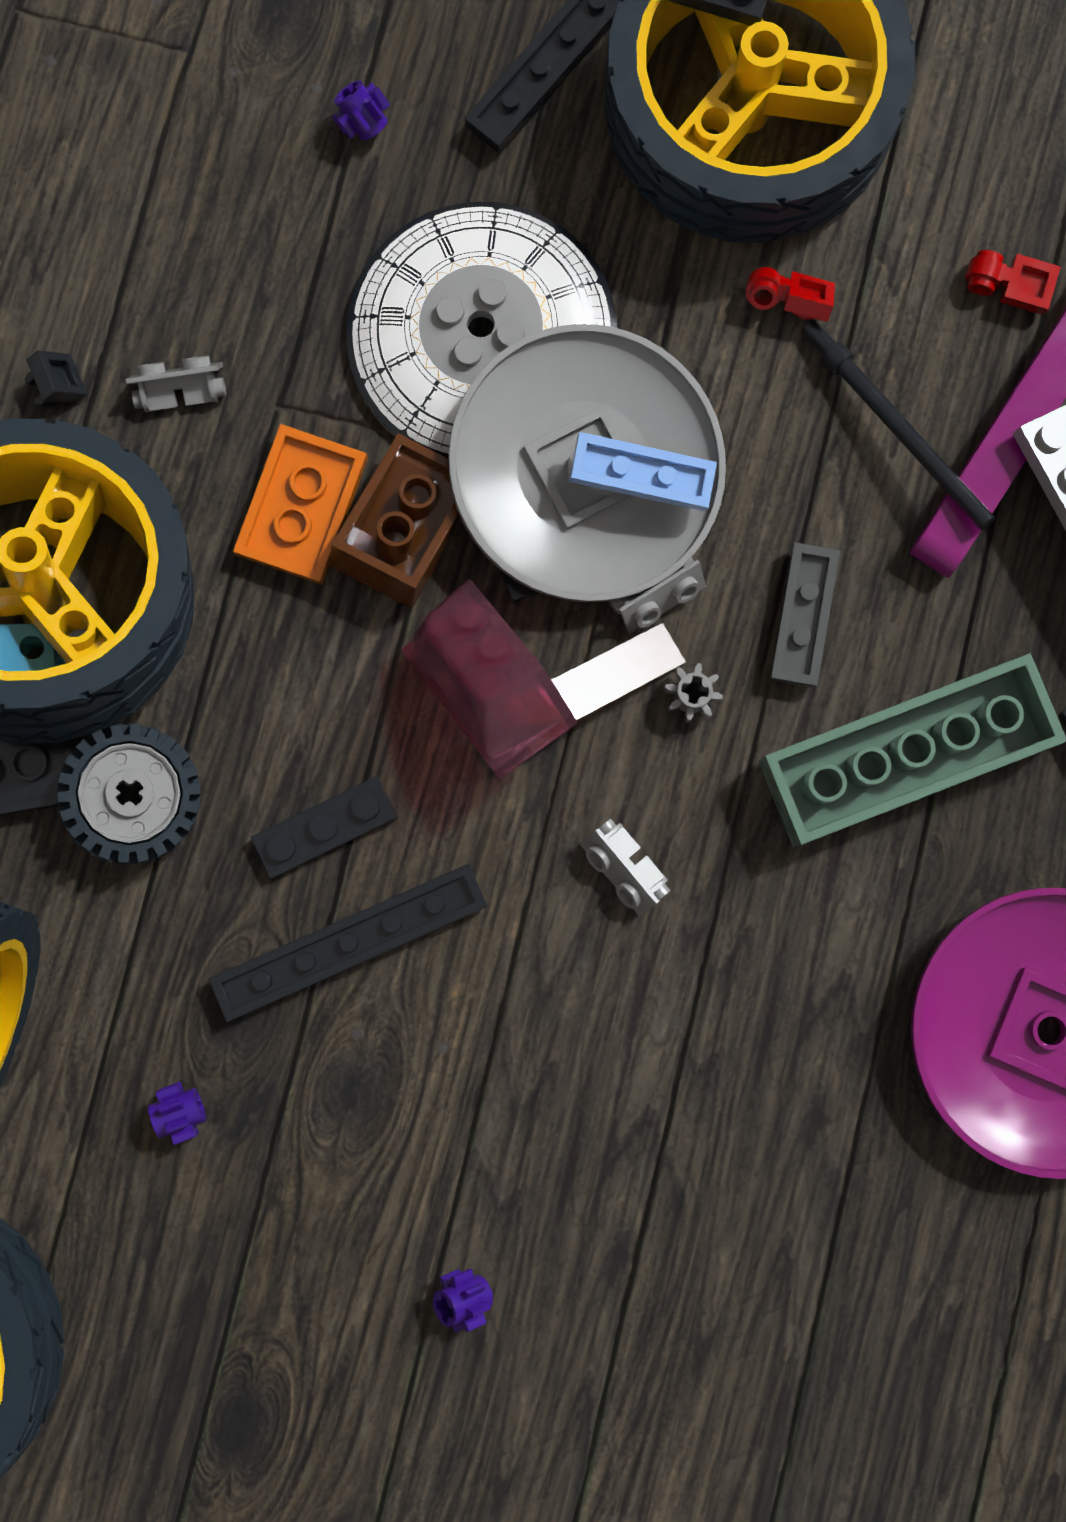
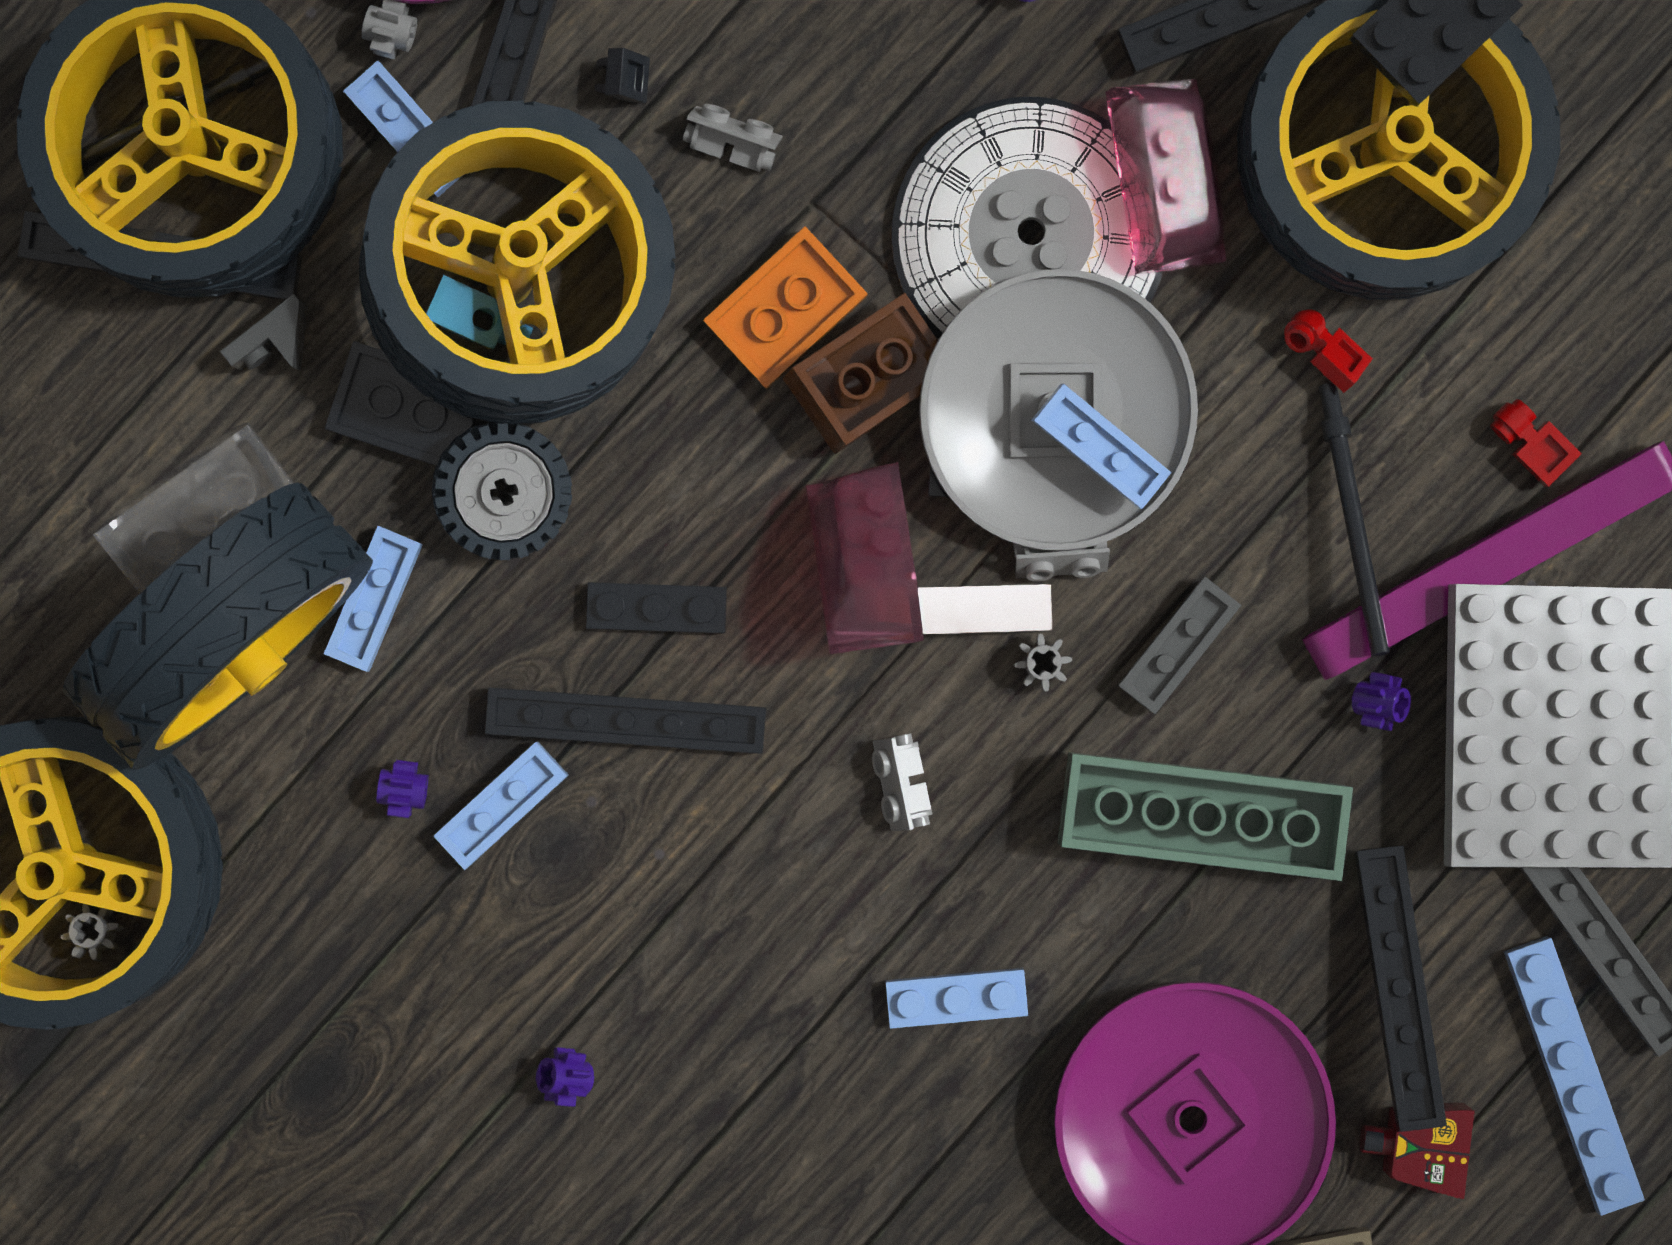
camera: 25 degrees right, 5 degrees up
(64, 954) = (373, 603): none -> light blue plate
(275, 1080) = (501, 805): none -> light blue plate
(574, 217) = (1167, 175): none -> clear pink windscreen
(779, 1035) = (956, 998): none -> light blue plate
(1008, 569) = (1381, 701): none -> dark purple gear

